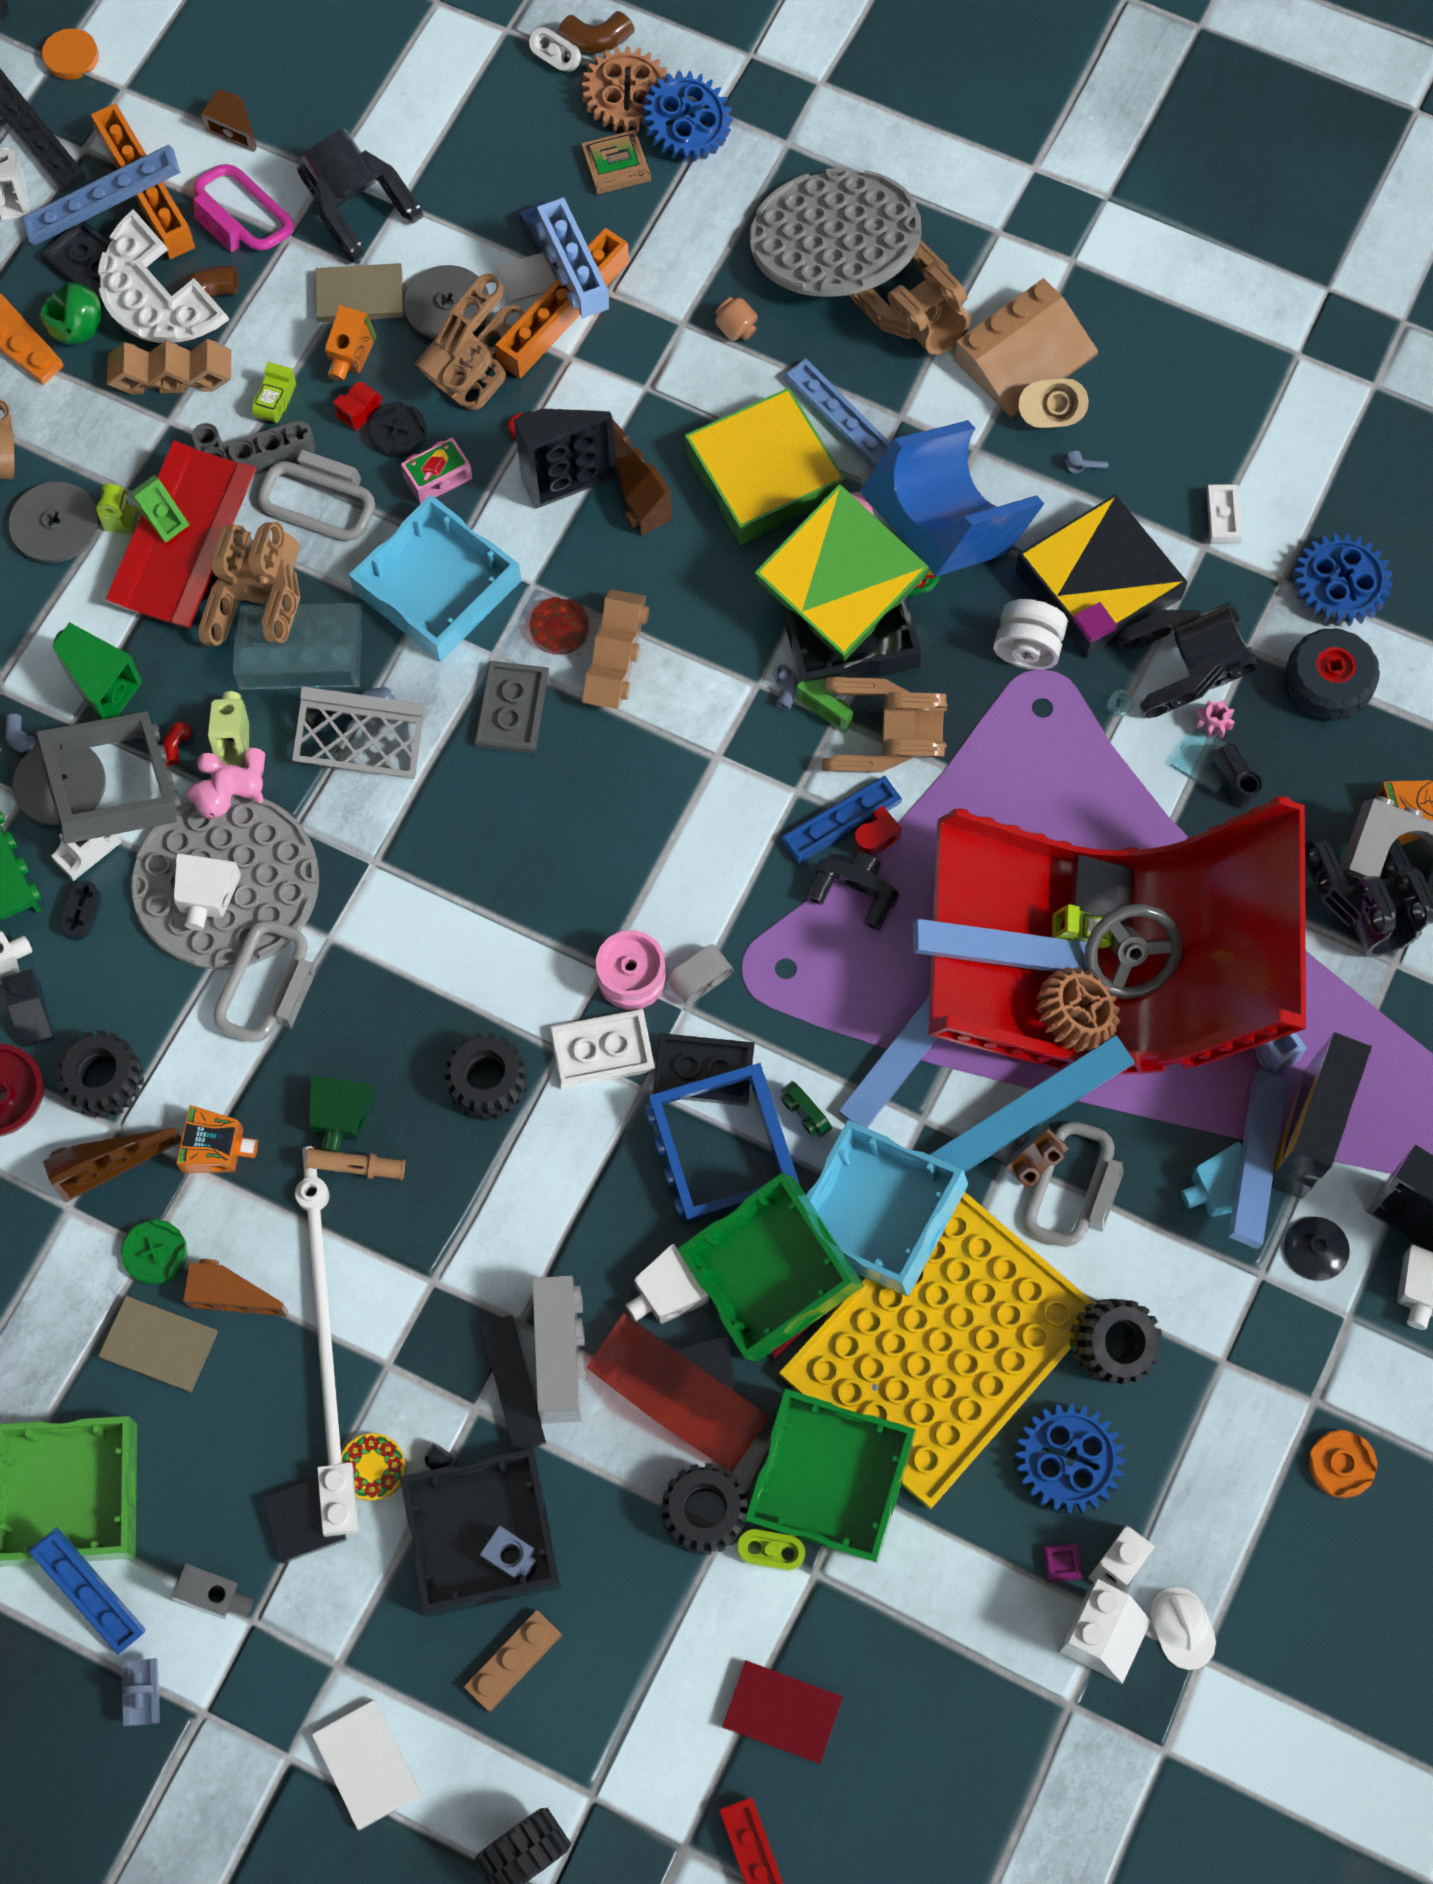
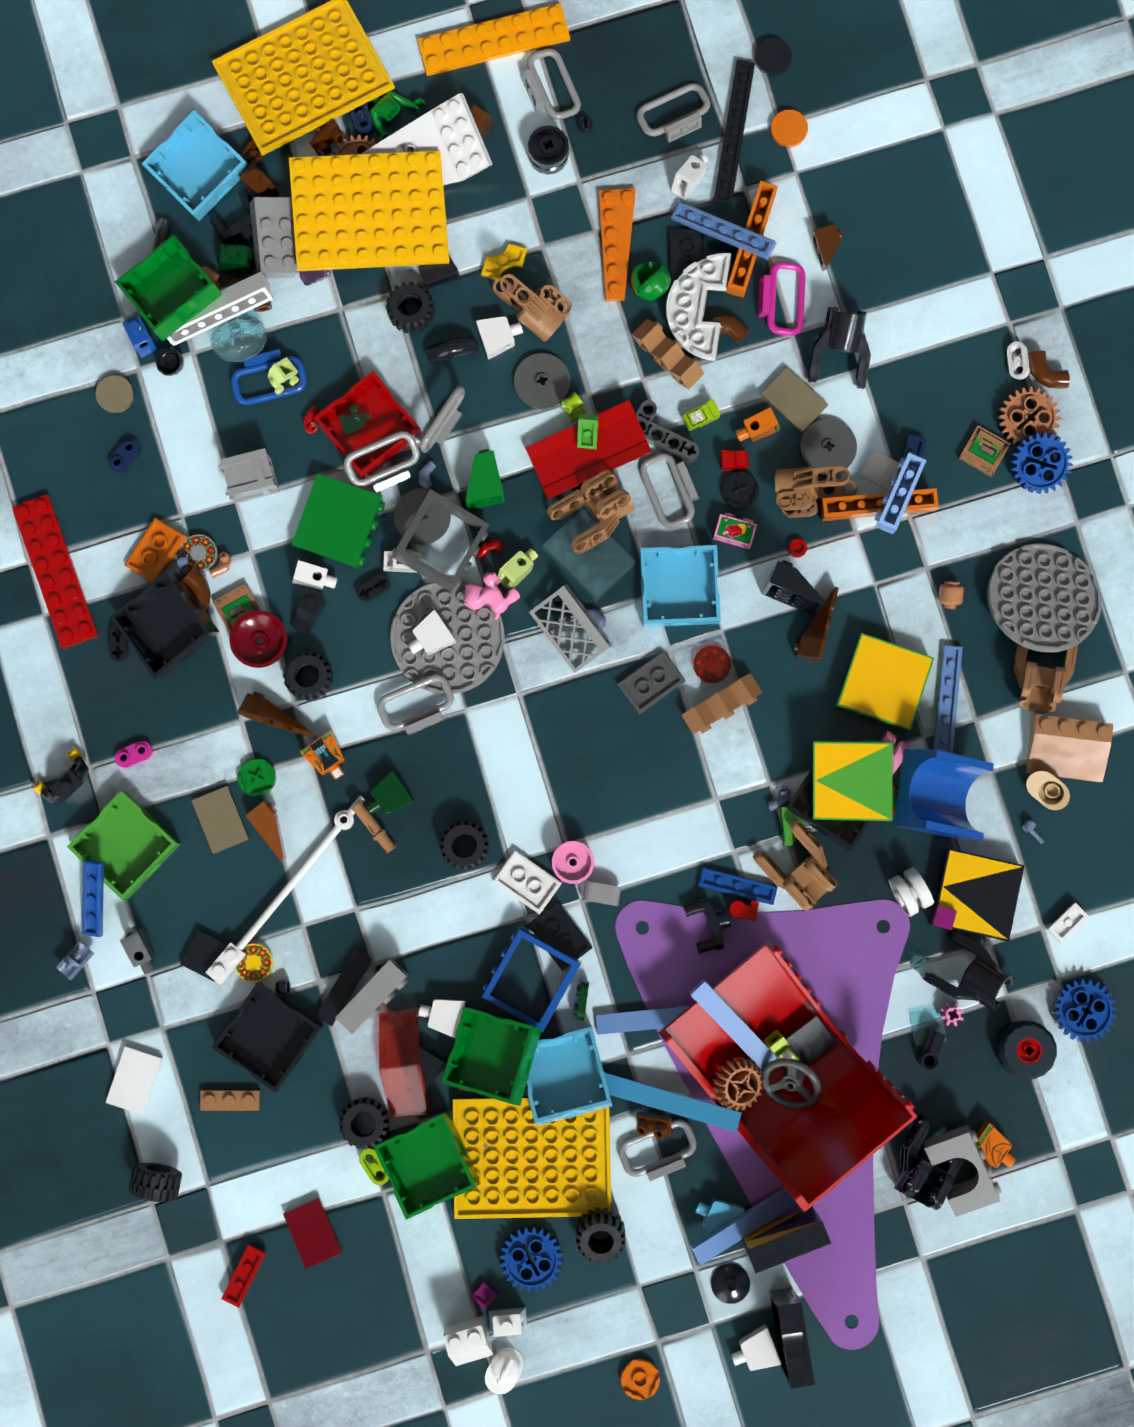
camera: 45 degrees right, 15 degrees up
(498, 1544) = (275, 1052): sand blue brick -> none

